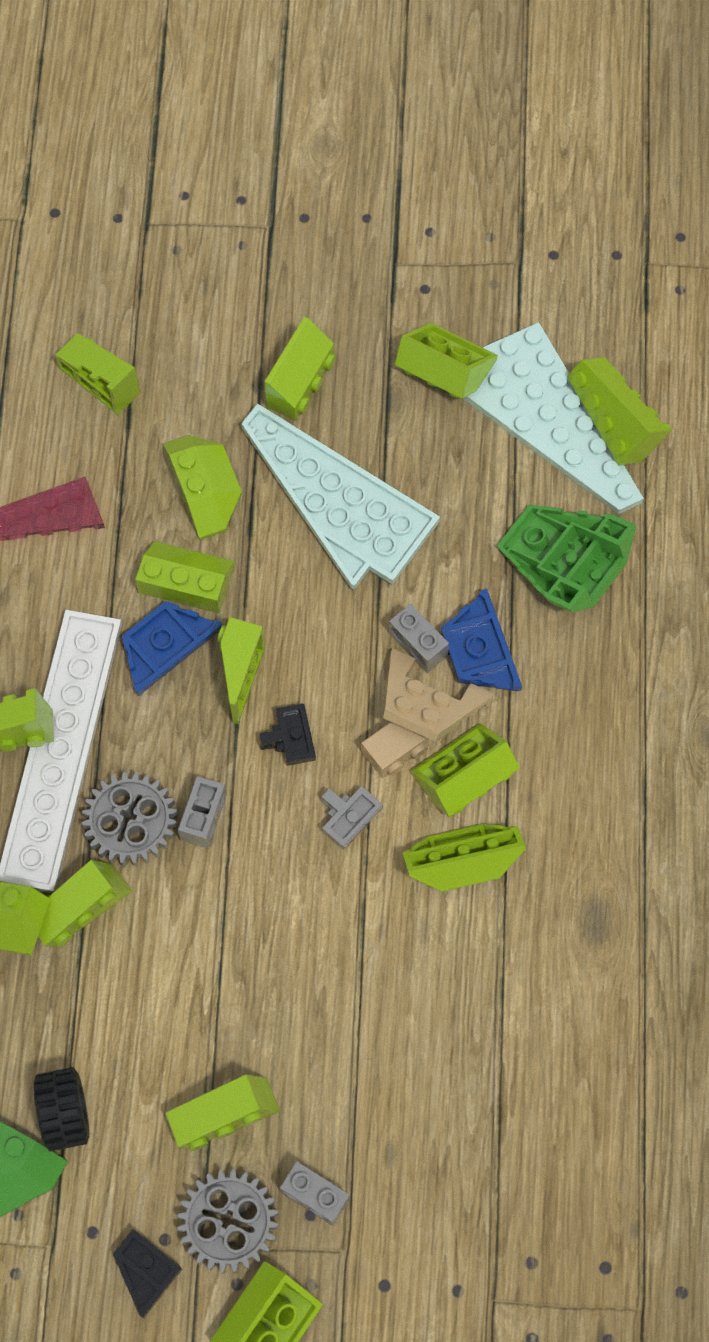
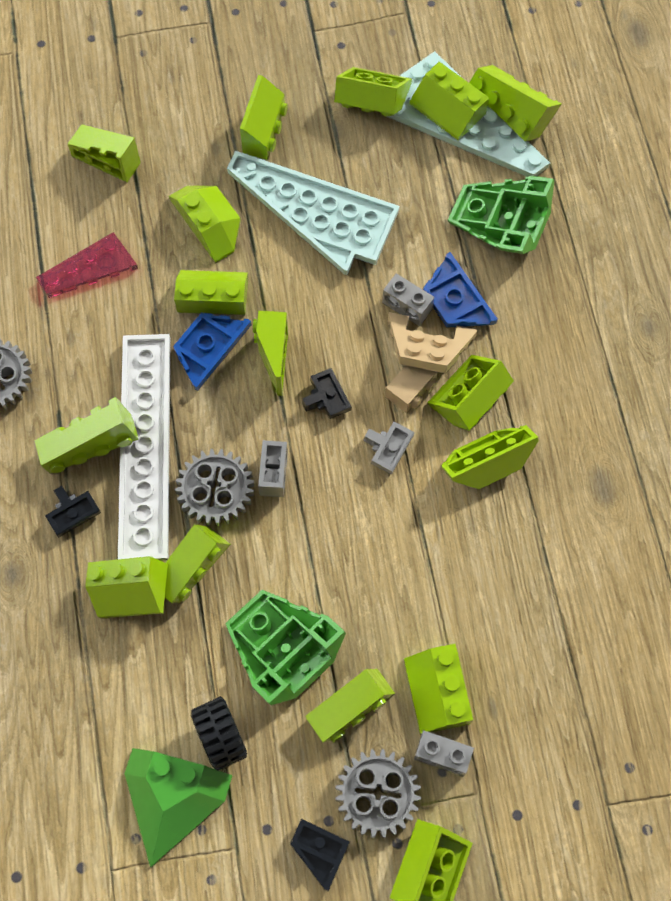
camera: 15 degrees left, 0 degrees up
(161, 1025) = (283, 645): none -> bright green wedge
(329, 1118) = (438, 689): none -> lime slope
(535, 395) = (449, 101): none -> lime slope

